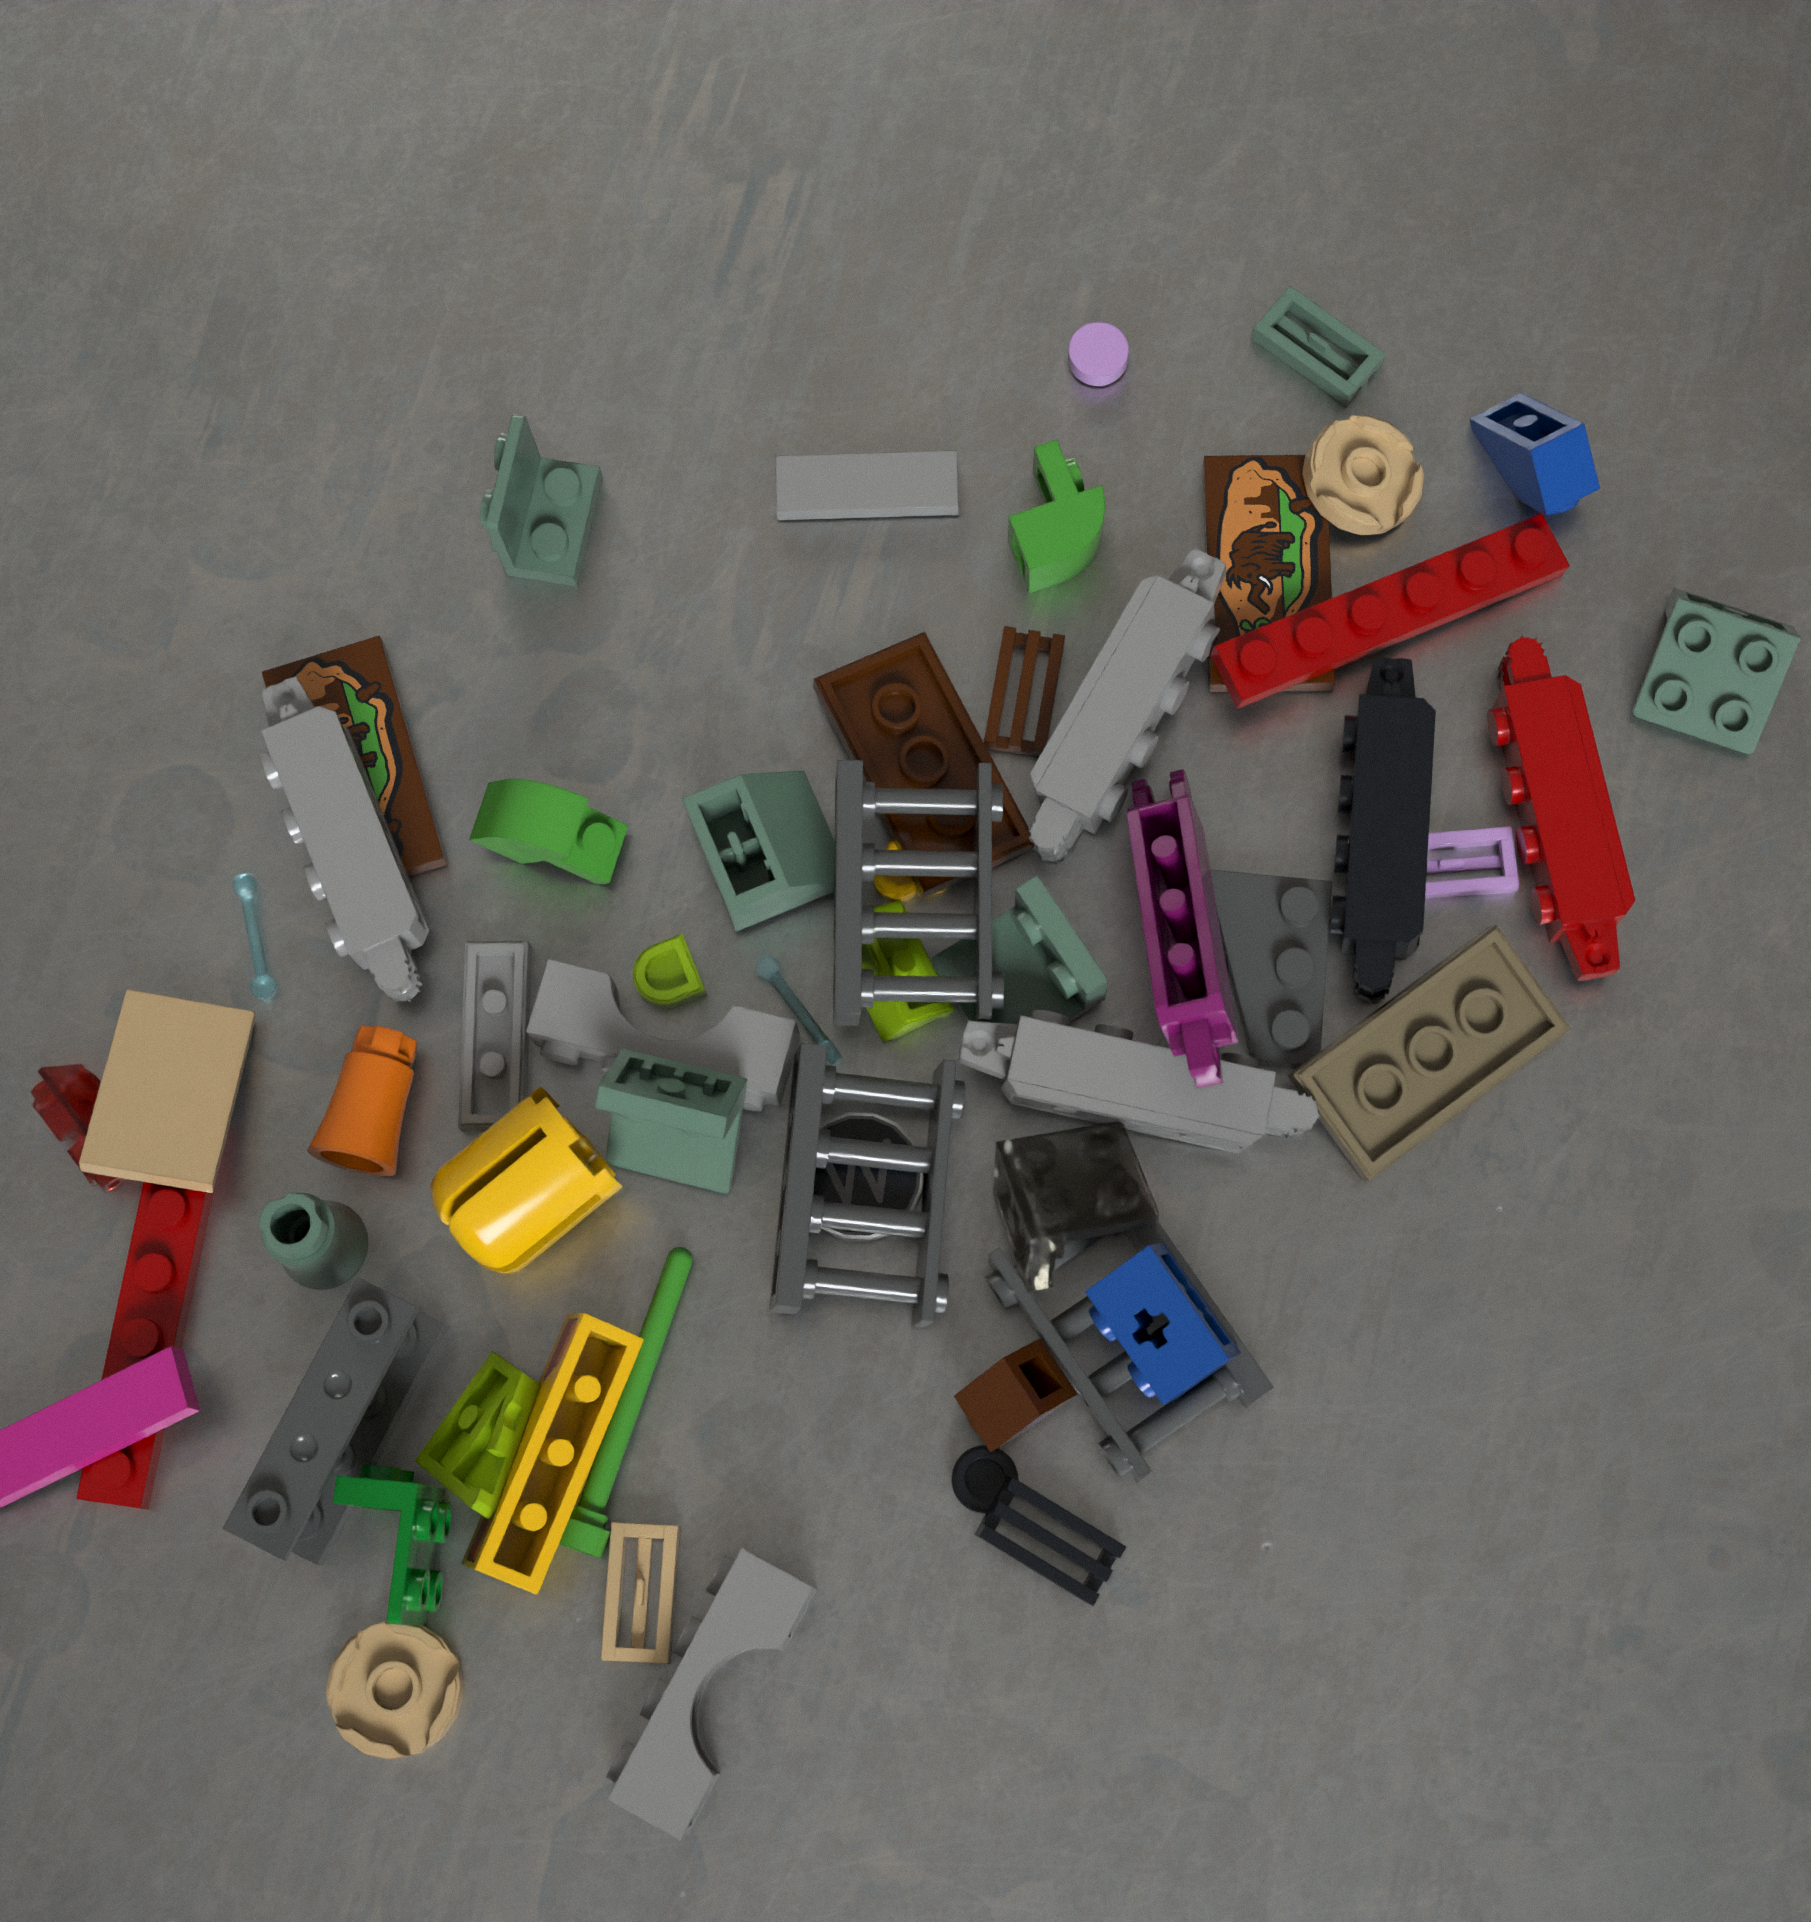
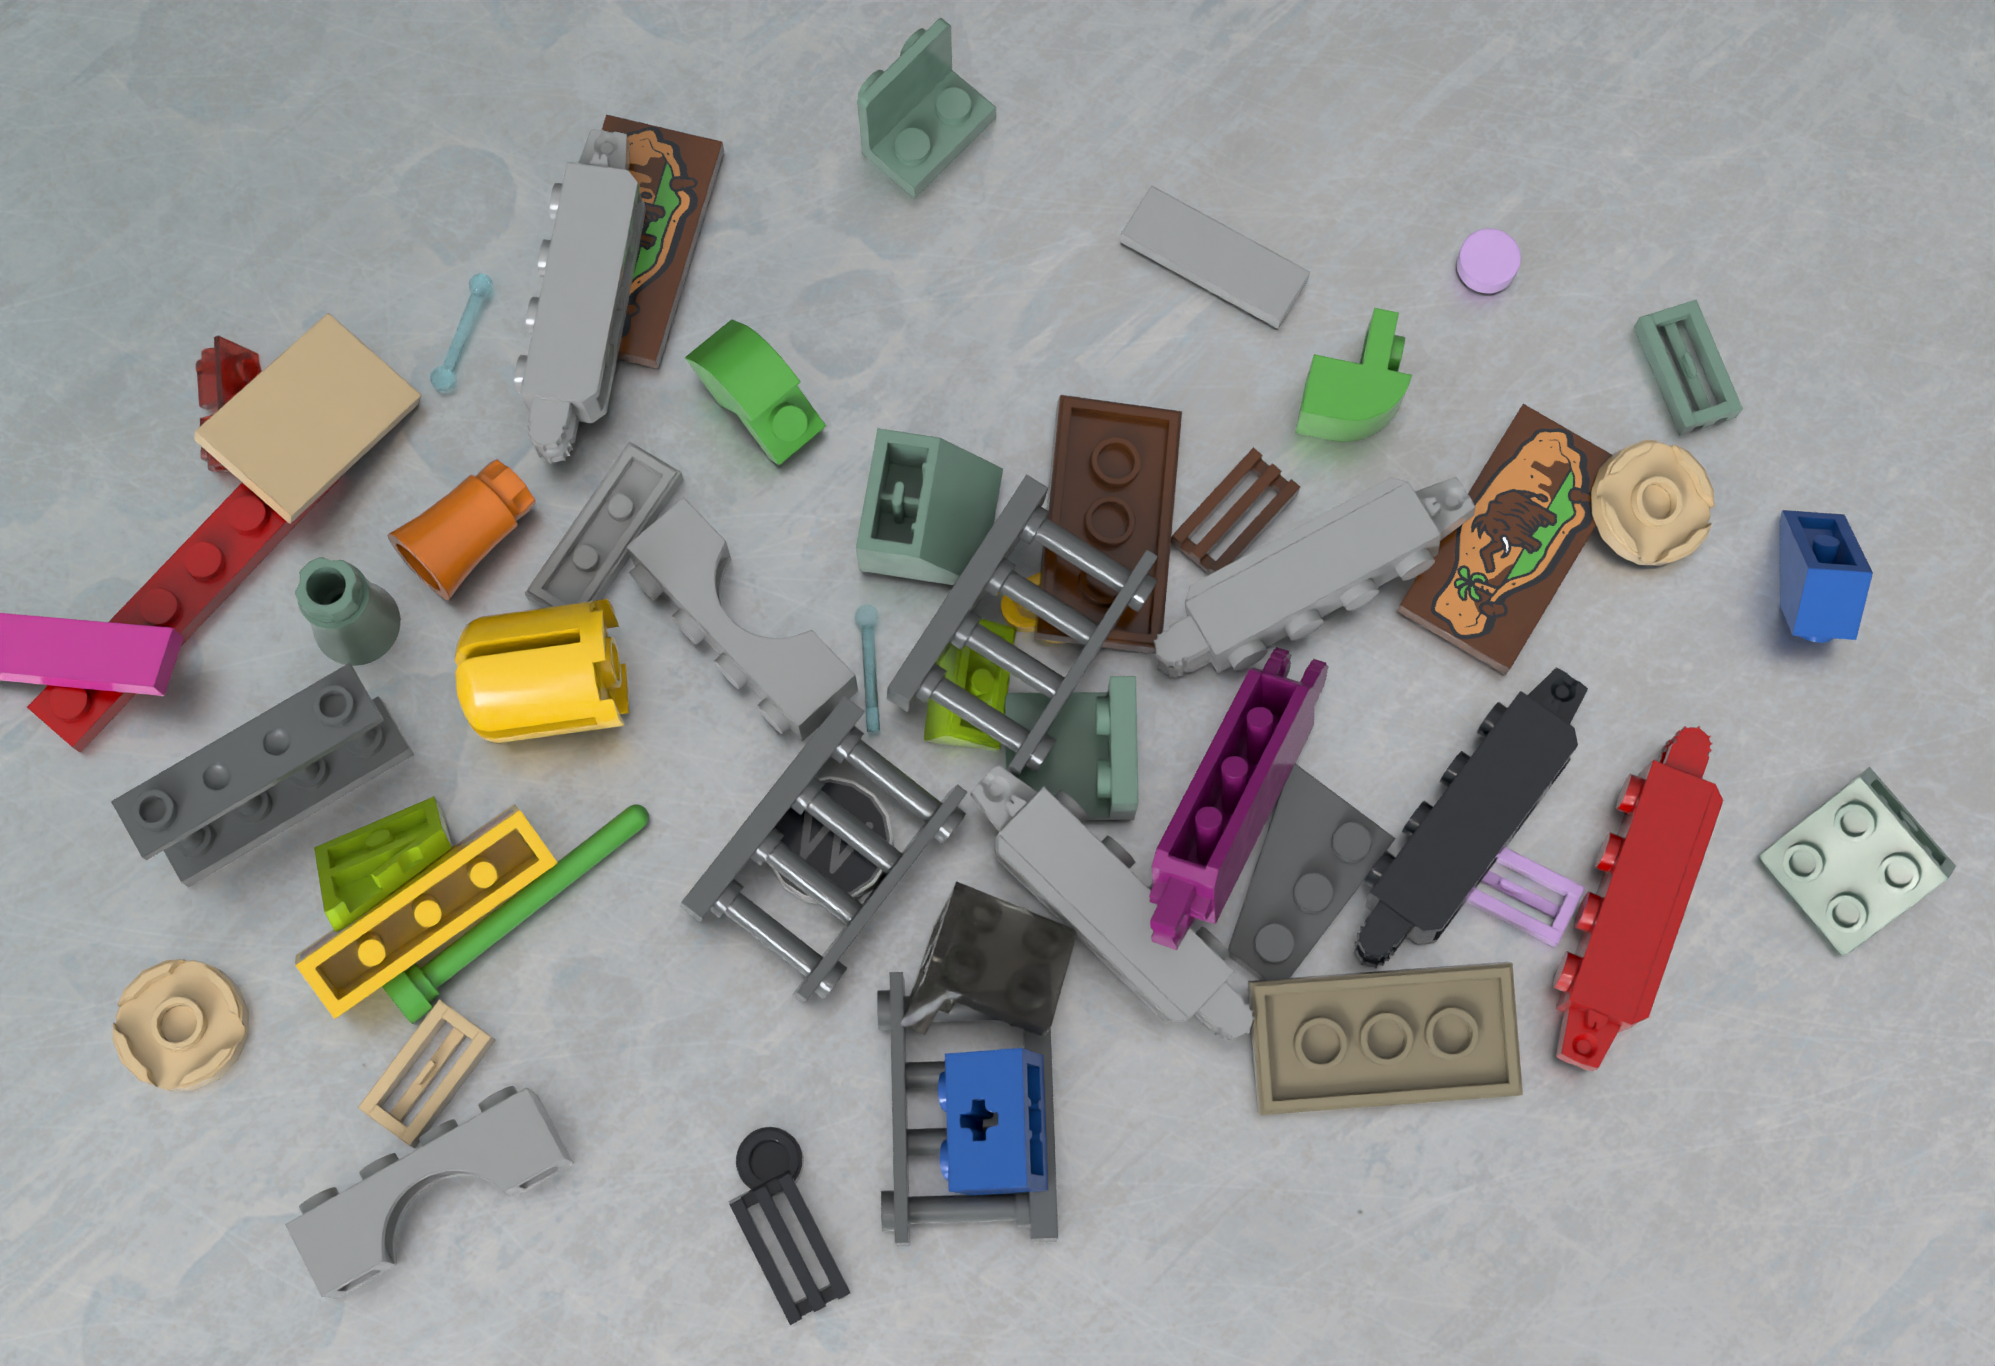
camera: 25 degrees right, 0 degrees up
(422, 1525) = (278, 904): green bracket -> none
(667, 974) = (779, 571): lime tile -> none
(672, 1119) = (700, 693): sand green bracket -> none
(1015, 1395) = (837, 1105): reddish brown brick -> none
(1389, 610) = (1599, 635): red plate -> none

